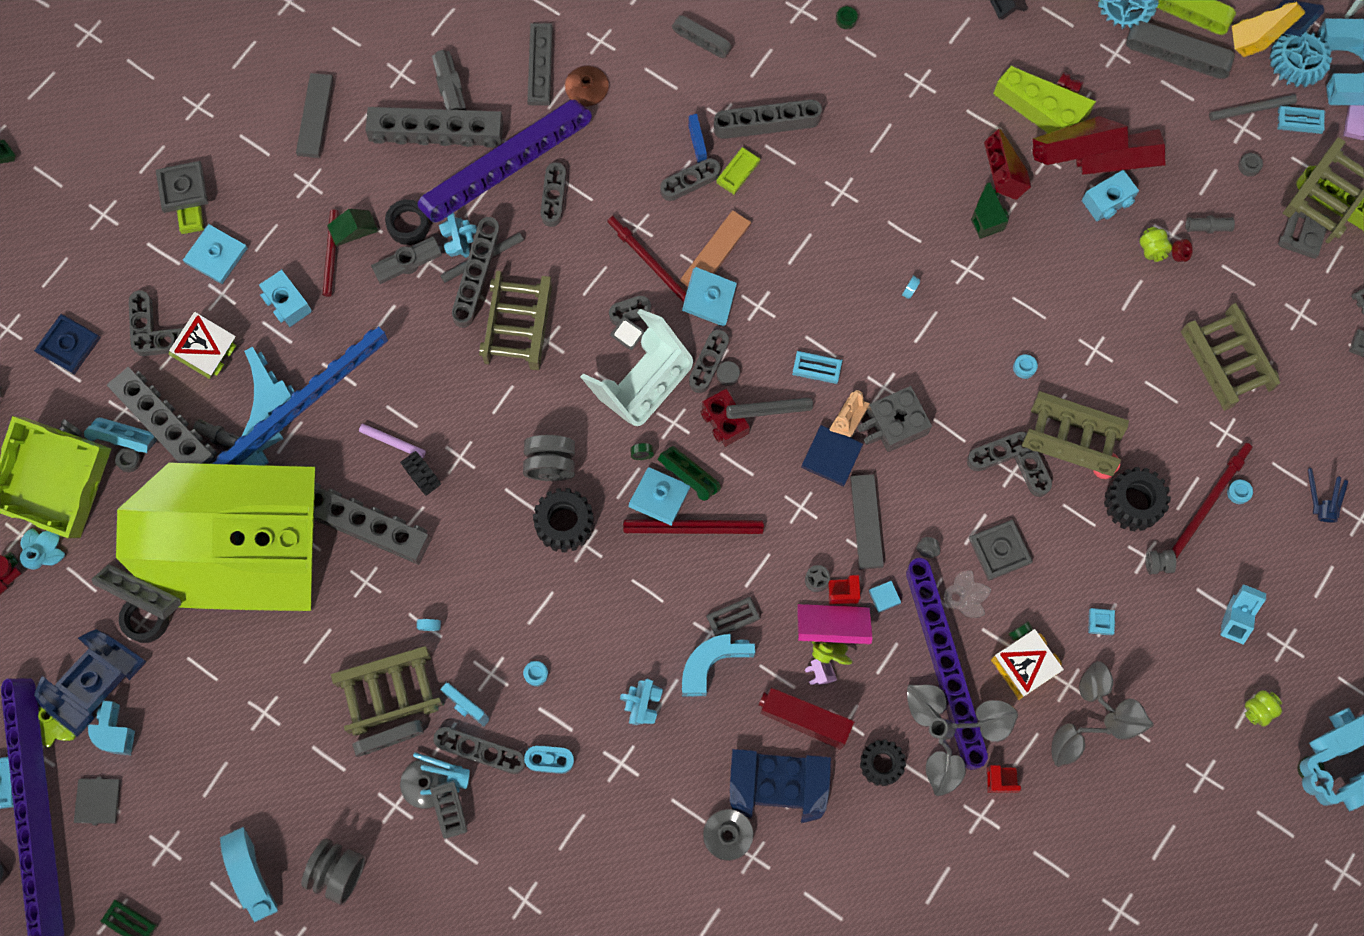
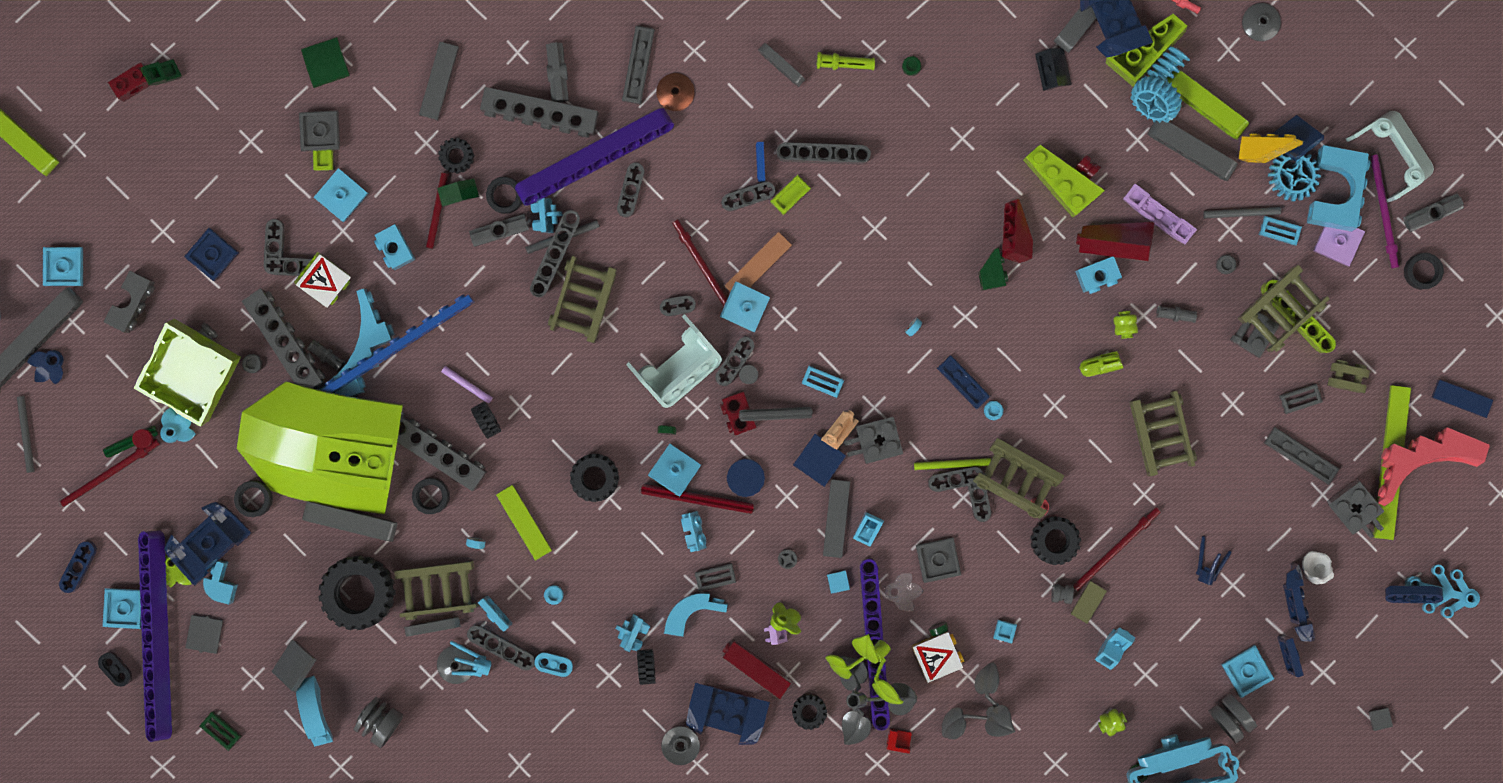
camera: 10 degrees right, 15 degrees up
(120, 434) = (247, 343): medium azure plate -> none
(136, 591) = (249, 478): dark grey tile -> none
(181, 115) = (325, 62): none -> dark green slope
(215, 818) = (293, 665): none -> dark grey tile
(264, 687) = (338, 610): none -> black tyre
(267, 625) = (350, 521): none -> dark grey beam
(337, 179) = (446, 149): none -> black tyre
(360, 560) = (416, 496): none -> black tyre
(454, 829) = (471, 702): dark grey slope -> none
(485, 591) = (524, 522): none -> lime tile
(549, 458) = (590, 426): dark grey wheel -> none
(627, 333) = (672, 327): white slope -> none
(667, 739) = (646, 666): none -> black tyre
(689, 473) = (702, 455): dark green plate -> none
(701, 572) = (696, 540): none -> medium azure hinge
(747, 492) = (745, 477): none -> dark blue tile
(760, 25) = (835, 61): none -> lime pin
(834, 624) = (792, 599): dark pink tile -> none
(844, 591) = (806, 572): red panel -> none
(908, 524) = (868, 529): none -> medium azure slope
(929, 547) = (881, 549): dark grey plate -> none
(942, 653) = (874, 654): none -> lime plant
(982, 340) = (963, 382): none -> dark blue tile
(989, 435) = (951, 464): none -> lime bar
(1080, 141) = (1081, 227): dark red slope -> none
(1138, 292) = (1101, 364): none -> lime arm
(1172, 130) = (1155, 212): none -> lavender slope
(1182, 250) = (1146, 333): dark red tile -> none
(1194, 568) = (1088, 602): none -> olive tile
(1240, 491) = (1141, 546): medium azure tile -> none

